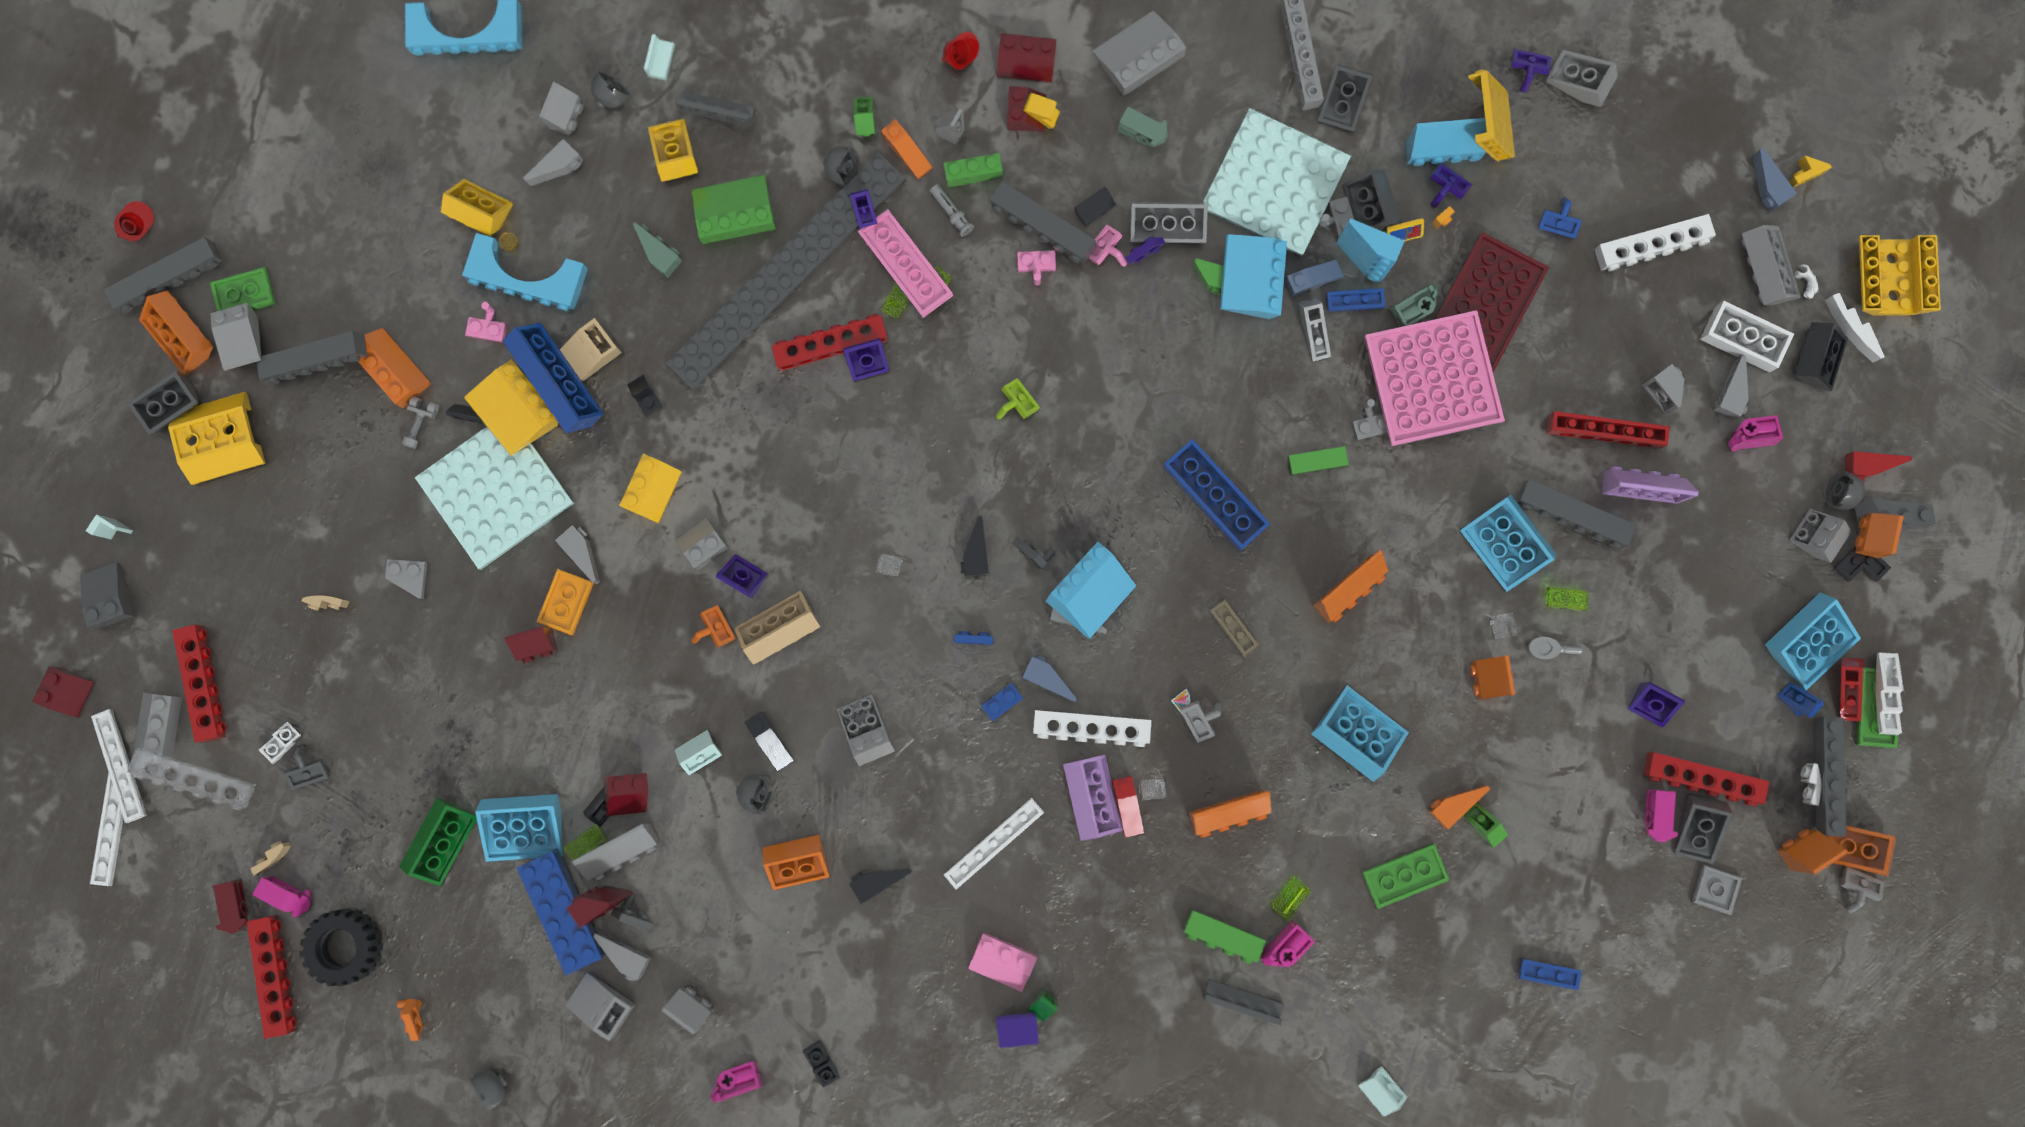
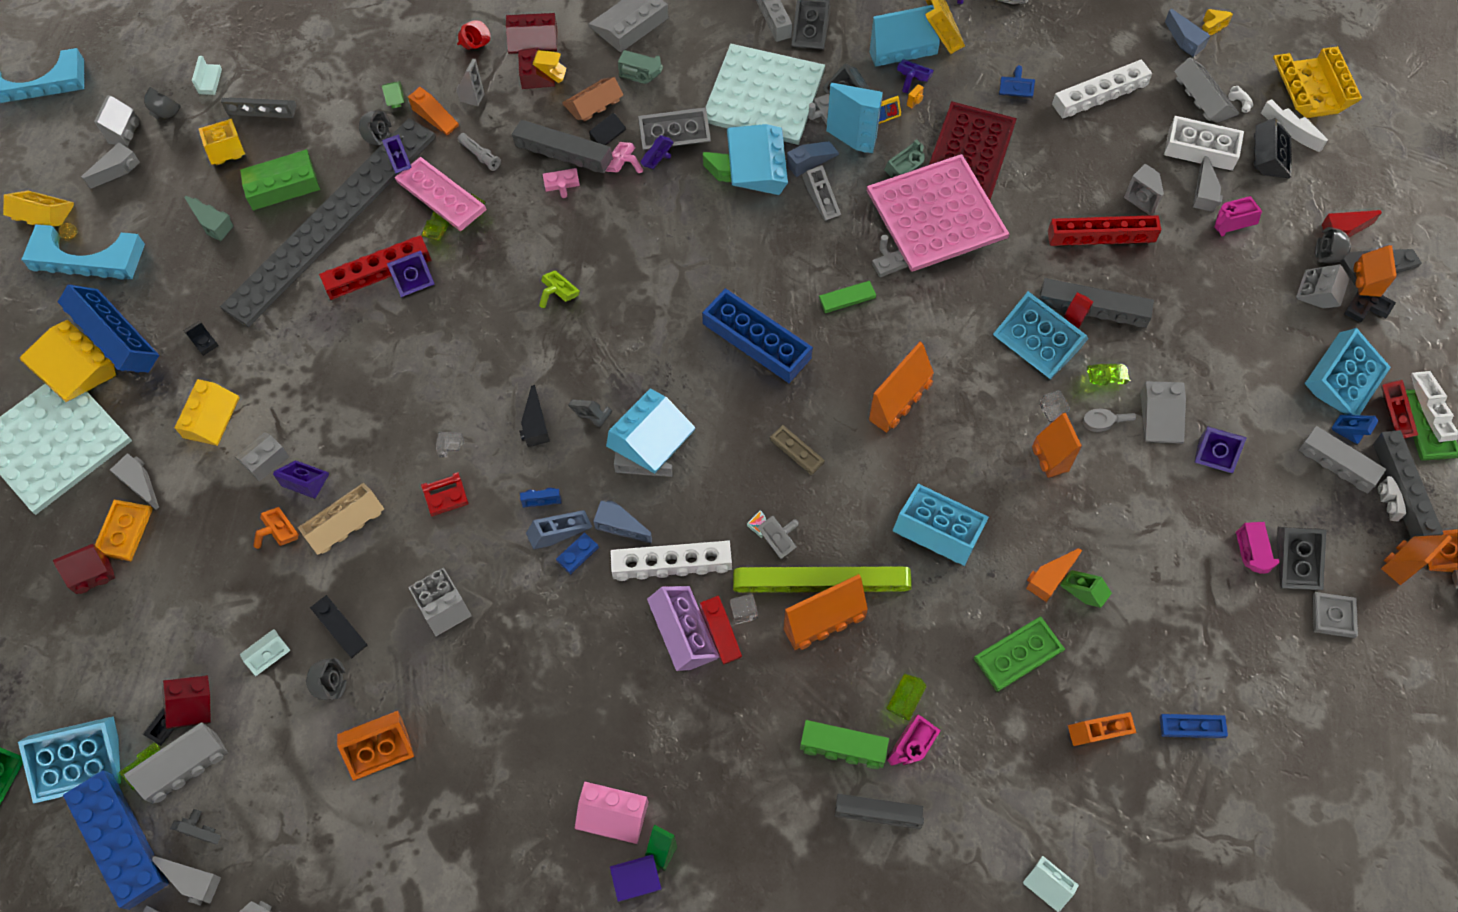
camera: 15 degrees left, 20 degrees down
(463, 413) = (22, 378): black slope -> none
(487, 328) = (44, 304): bright pink plate -> none
(589, 349) = (145, 303): tan slope -> none
(596, 903) = (152, 820): dark red slope -> none
(872, 883) = (463, 751): black slope -> none
(880, 623) = (447, 499): none -> red plate
(973, 170) = (494, 117): bright green brick -> none
(987, 675) = (557, 528): none -> sand blue slope
(993, 843) = (585, 693): white tile -> none
(1085, 160) = (594, 98): none -> nougat slope
(1233, 771) = (819, 578): none -> lime beam
(1355, 300) = (853, 167): blue plate -> none
(1463, 963) = (1101, 729): none -> orange slope
(1554, 524) = (1078, 309): none -> red slope
(1611, 651) = (1163, 411): none -> light grey slope
(1647, 486) = (1154, 268): lavender slope -> none
(1756, 788) = (1339, 509): red brick -> none
(1775, 734) = (1342, 460): none -> light grey brick

